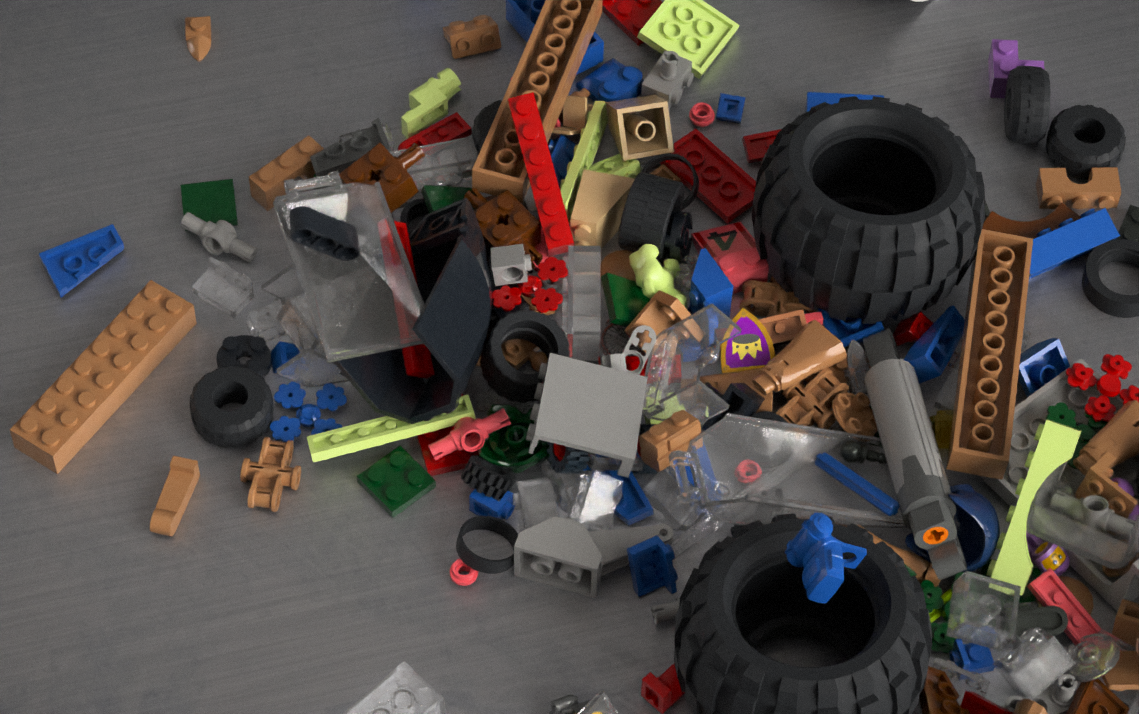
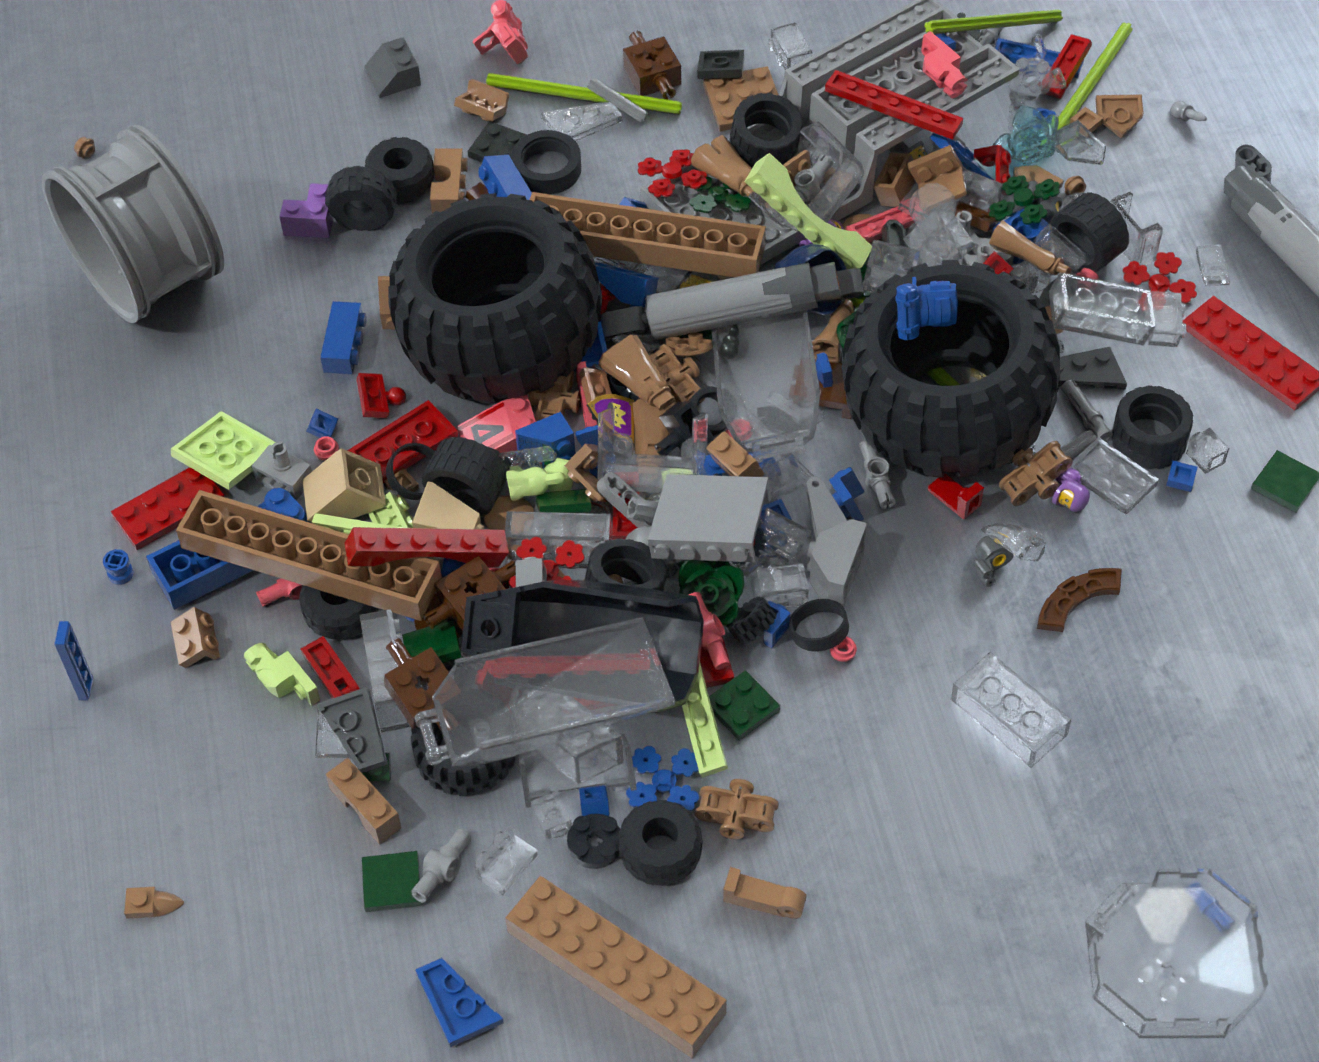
camera: 85 degrees left, 0 degrees up
(324, 233) = (515, 709): black beam -> none
(857, 484) = (770, 341): blue axle -> none

